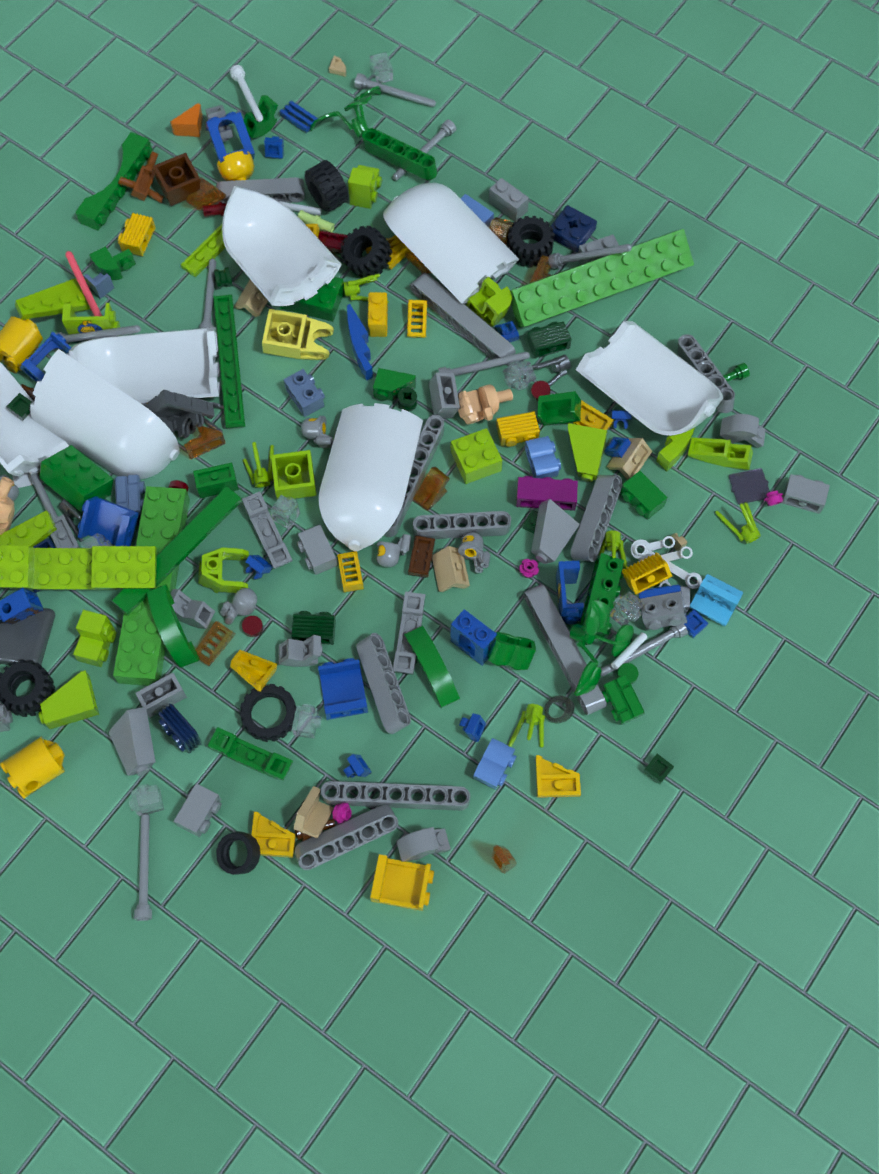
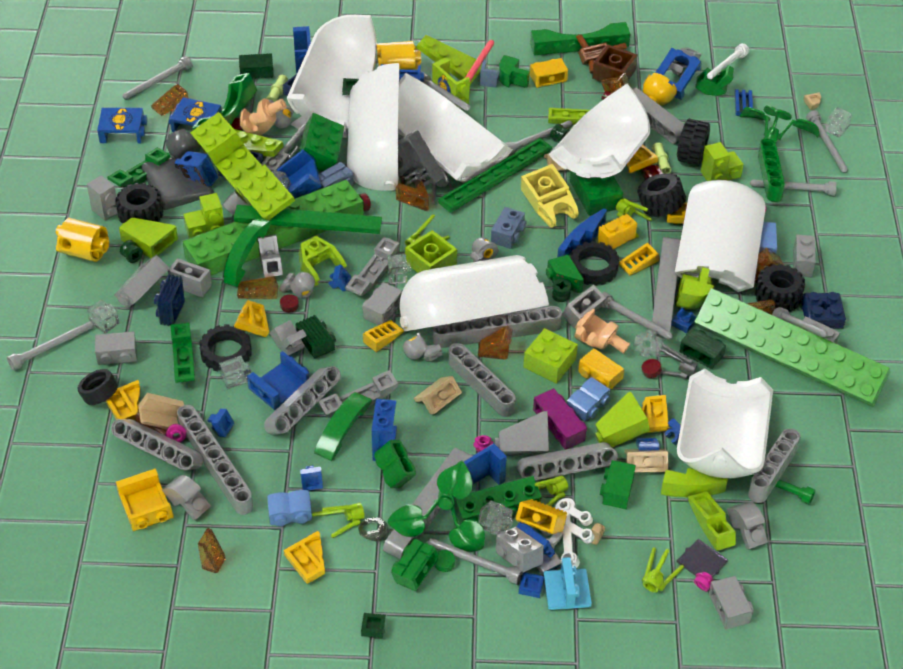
camera: 55 degrees right, 20 degrees down
(79, 728) = (131, 251): none -> dark green wheel
(91, 600) = (232, 201): none -> light grey panel
(188, 123) = (664, 45): orange slope -> none
(214, 479) = (393, 219): green panel -> none
(274, 147) = (700, 102): blue tile -> none
(296, 207) = (666, 146): white piece -> none
(396, 337) = (597, 250): none -> black tyre
(421, 556) = (432, 370): reddish brown plate -> none
(472, 549) = (466, 397): light grey piece -> none
(559, 408) = (643, 383): green panel -> none
(629, 650) = (463, 546): white piece -> none

